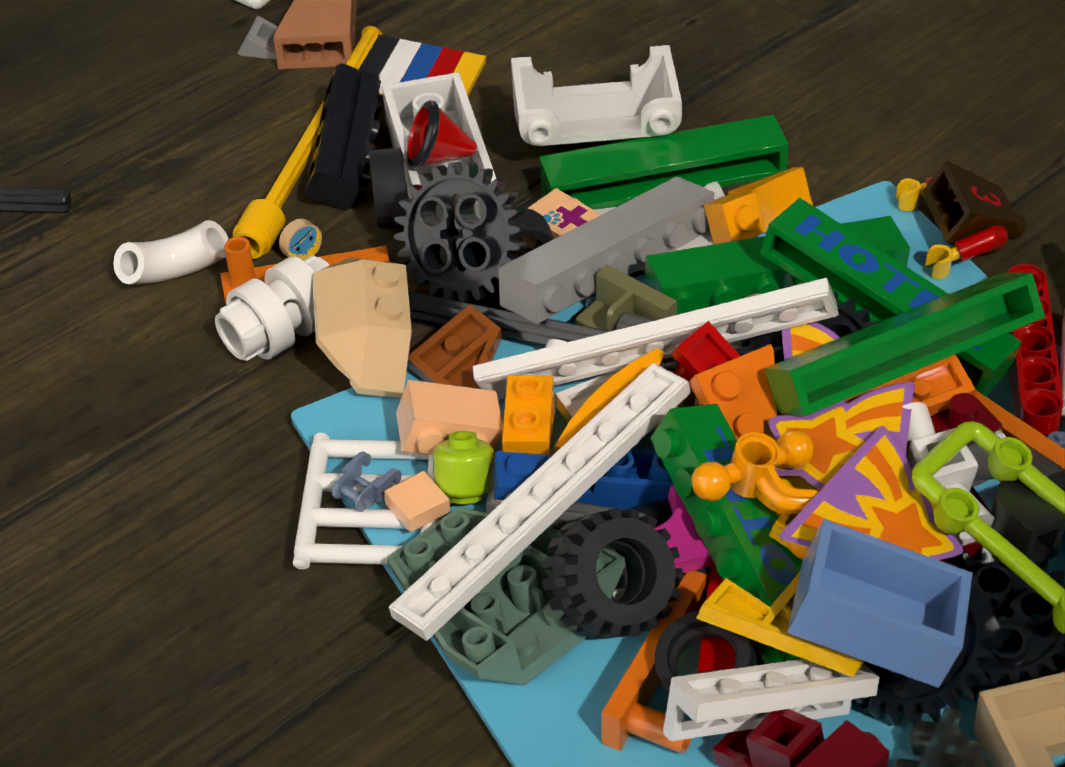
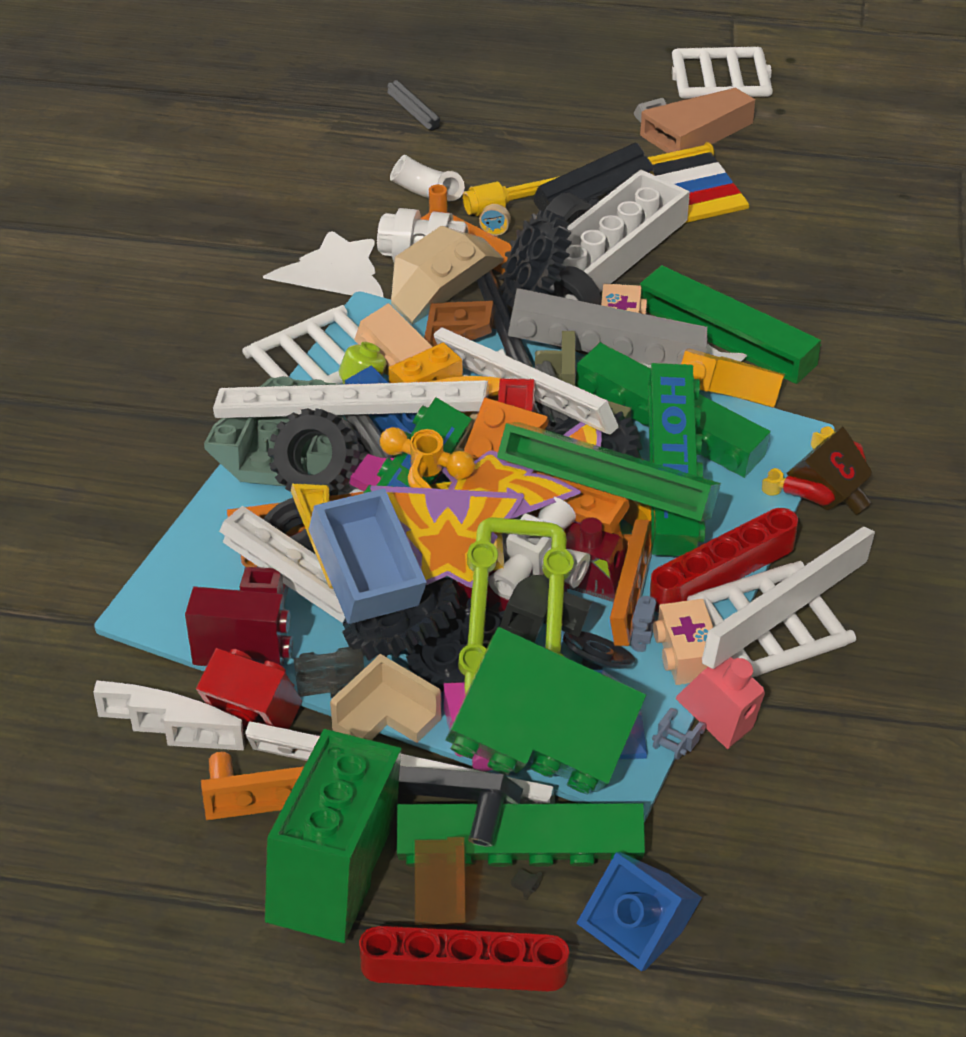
camera: 50 degrees right, 0 degrees up
(213, 415) = (334, 267): none -> white sticker
(374, 490) = (311, 336): sand blue piece -> none
(417, 501) = (323, 365): light nougat tile -> none
(436, 138) = (604, 209): red hat -> none
(597, 112) = (706, 249): white windscreen -> none

